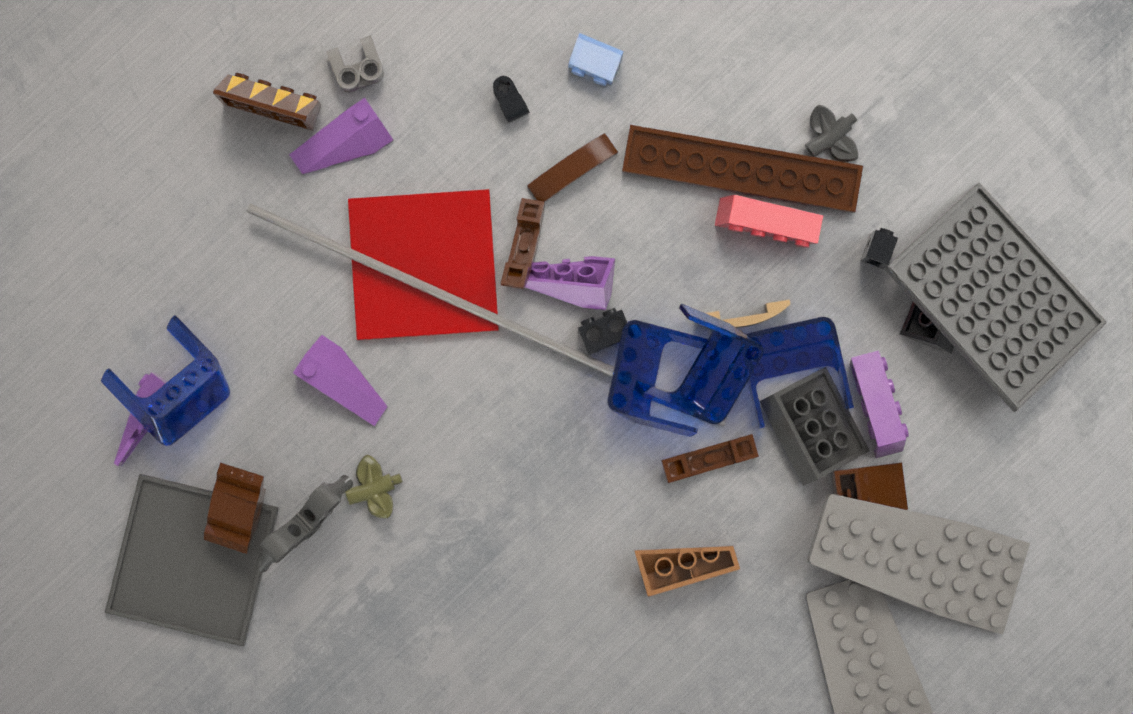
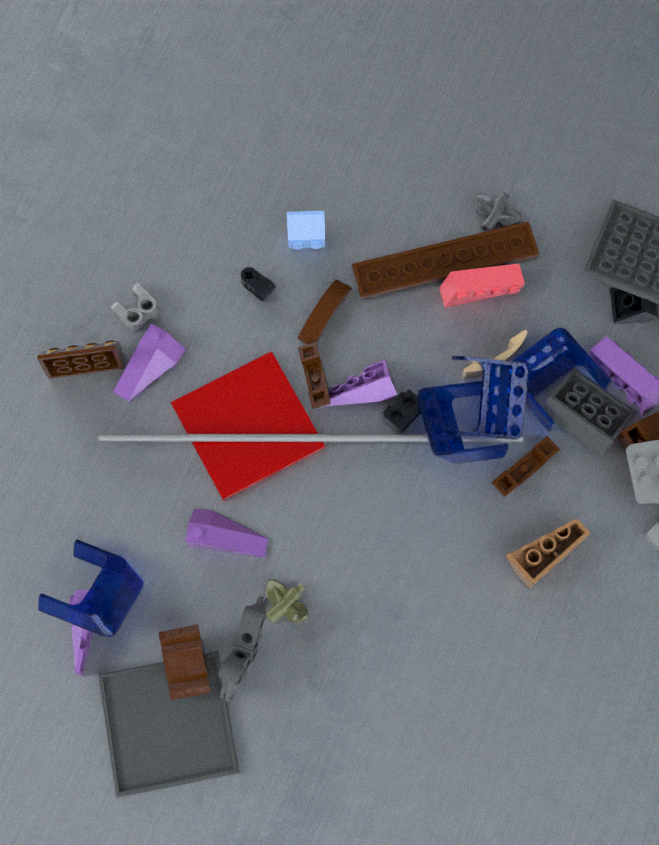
camera: 25 degrees left, 15 degrees down
(879, 248) = (570, 268): black brick -> none

